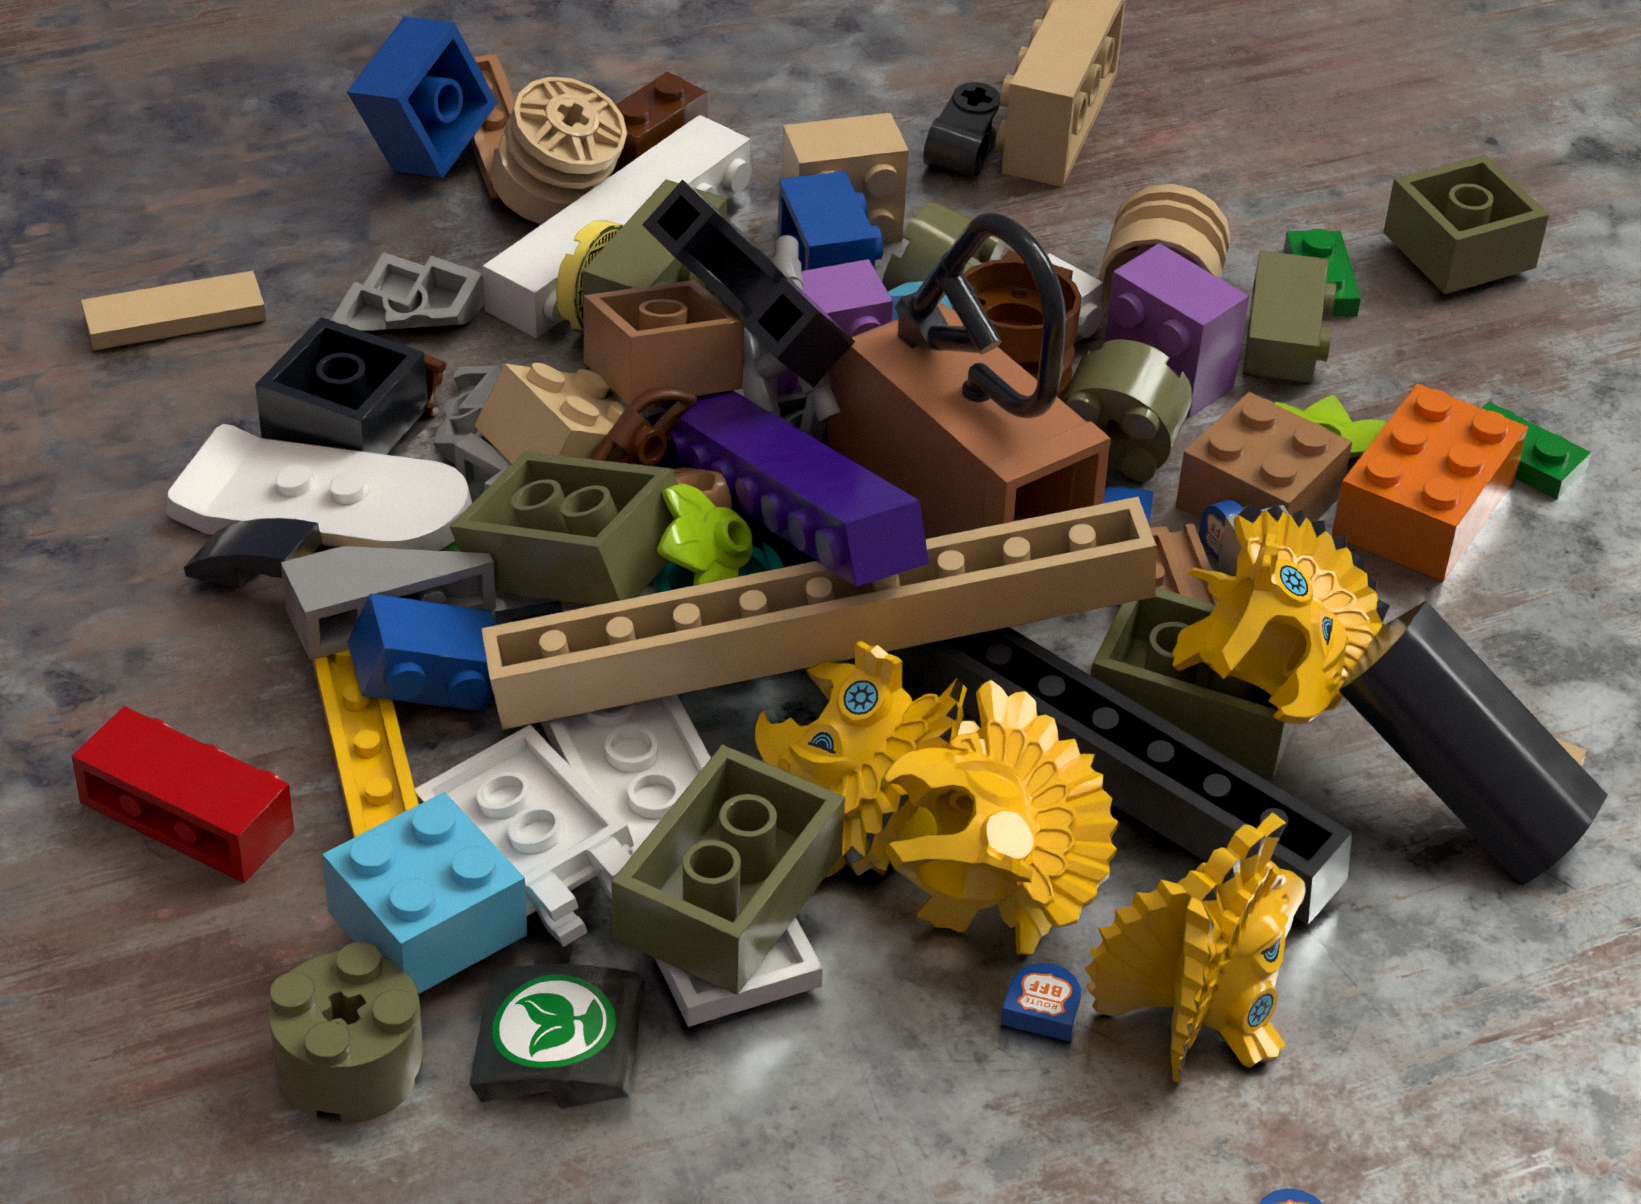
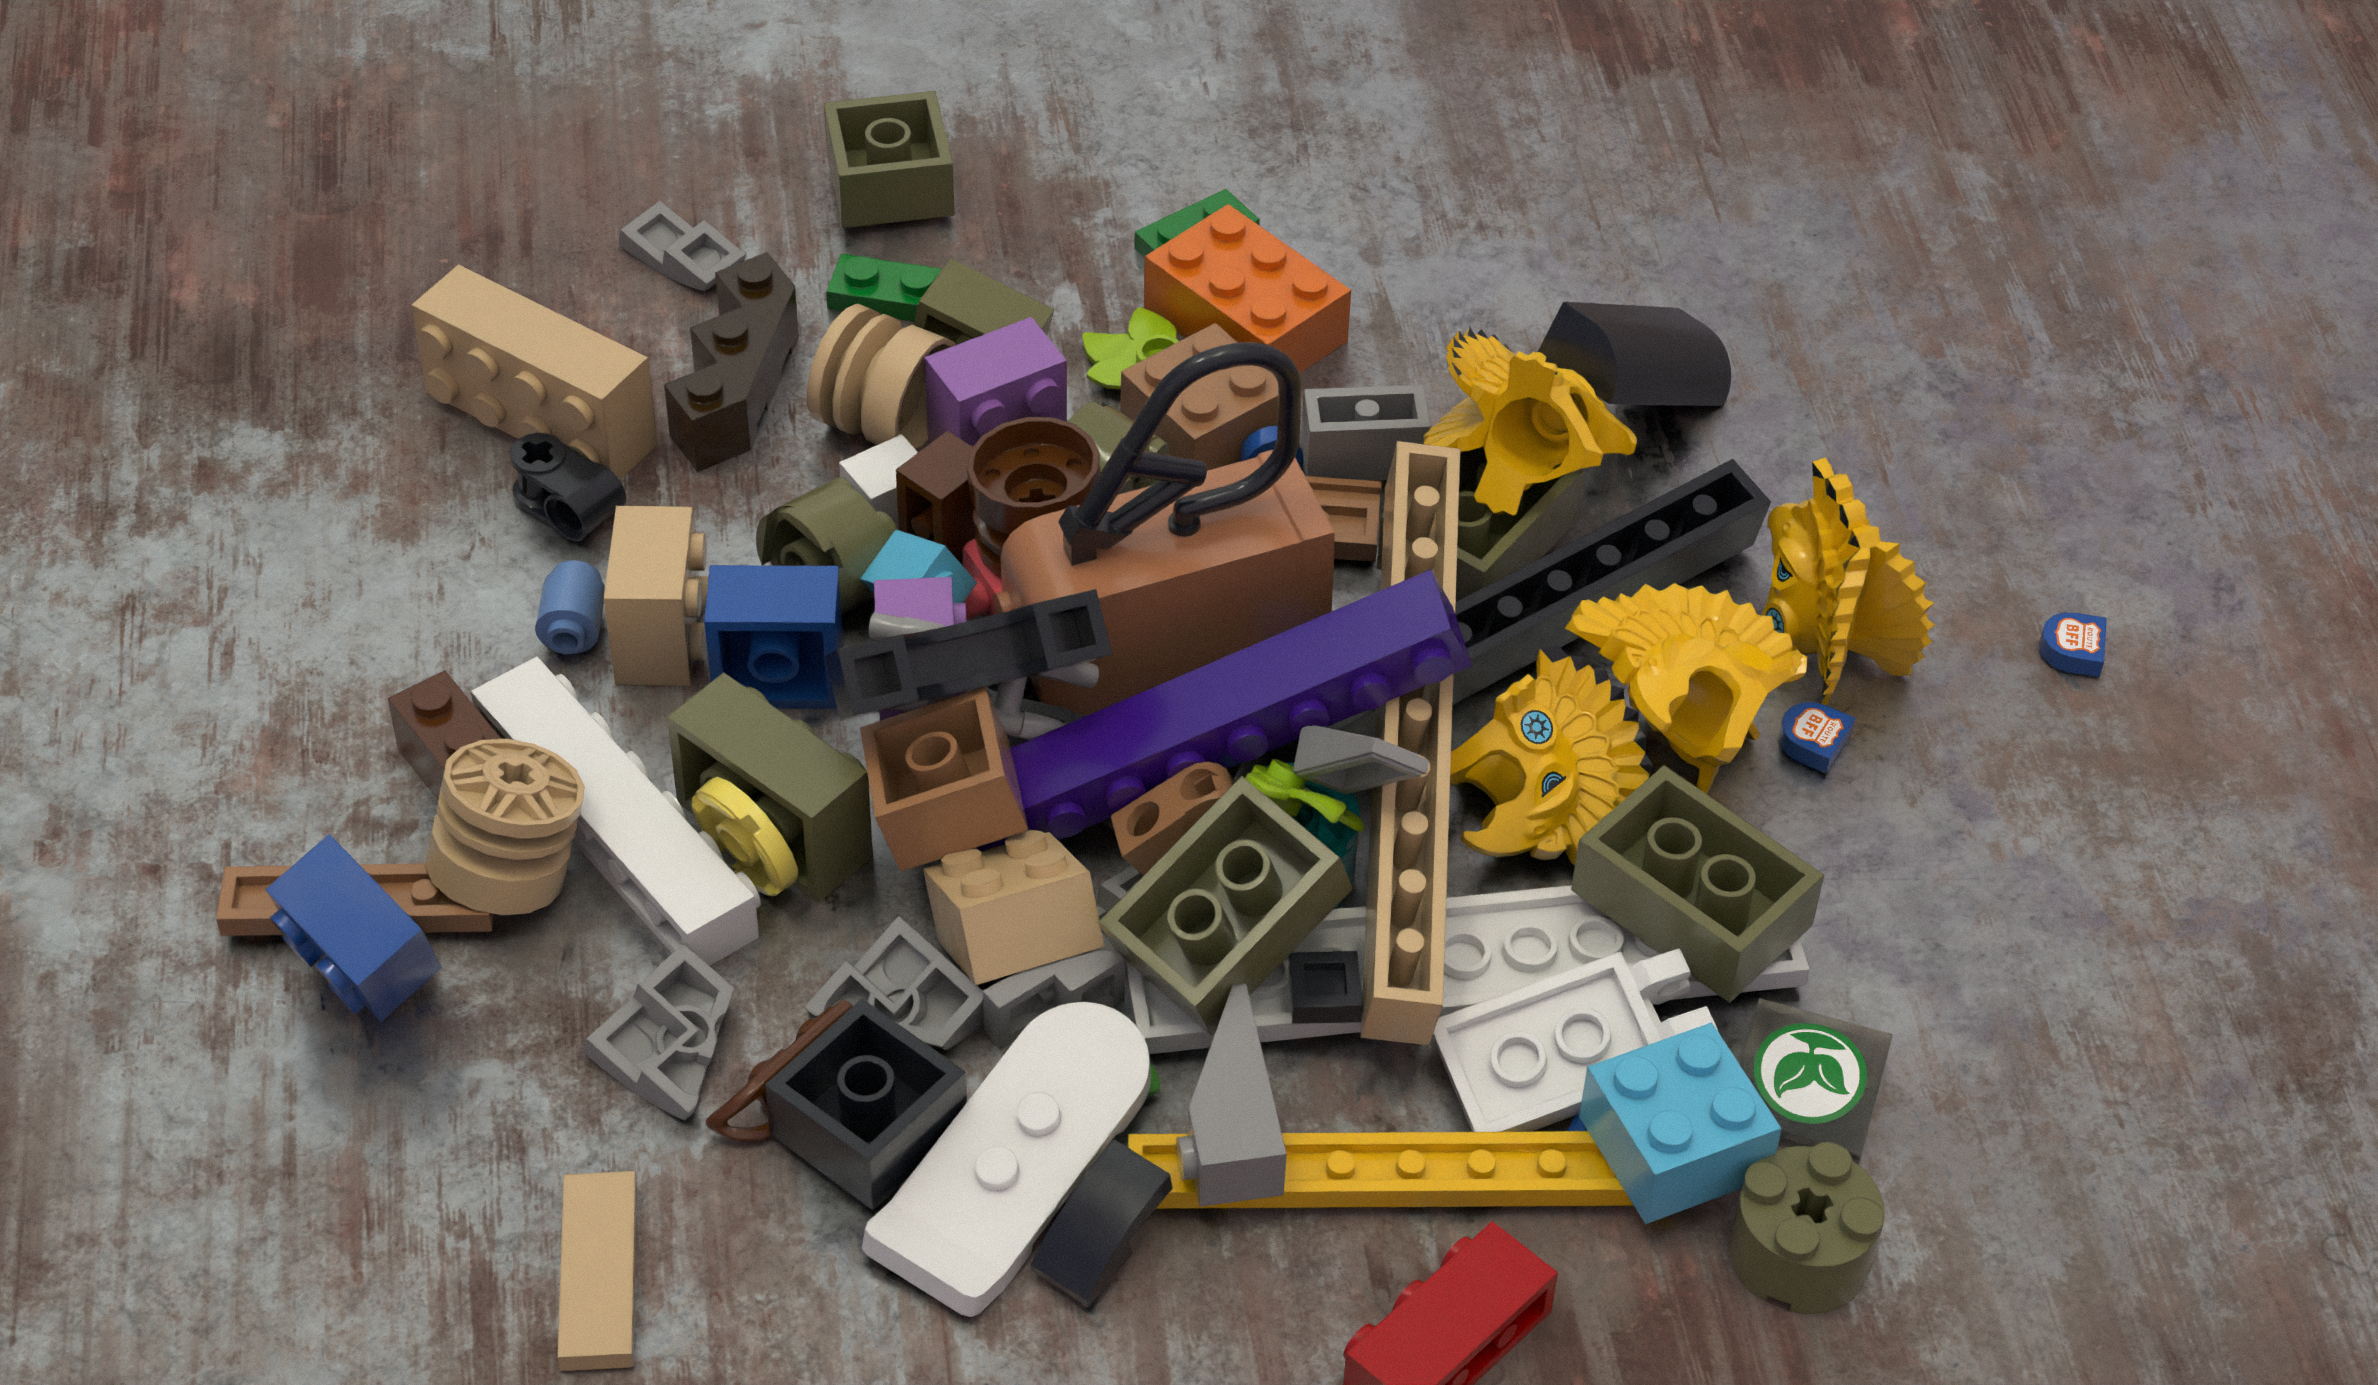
camera: 75 degrees left, 5 degrees up
(422, 652) = (1320, 1084): blue brick -> none
(636, 436) = (1083, 837): reddish brown piece -> none
(729, 539) = (1352, 760): none -> light grey slope
(1090, 184) = (735, 363): none -> dark brown brick
(1296, 146) = (677, 248): none -> light grey slope

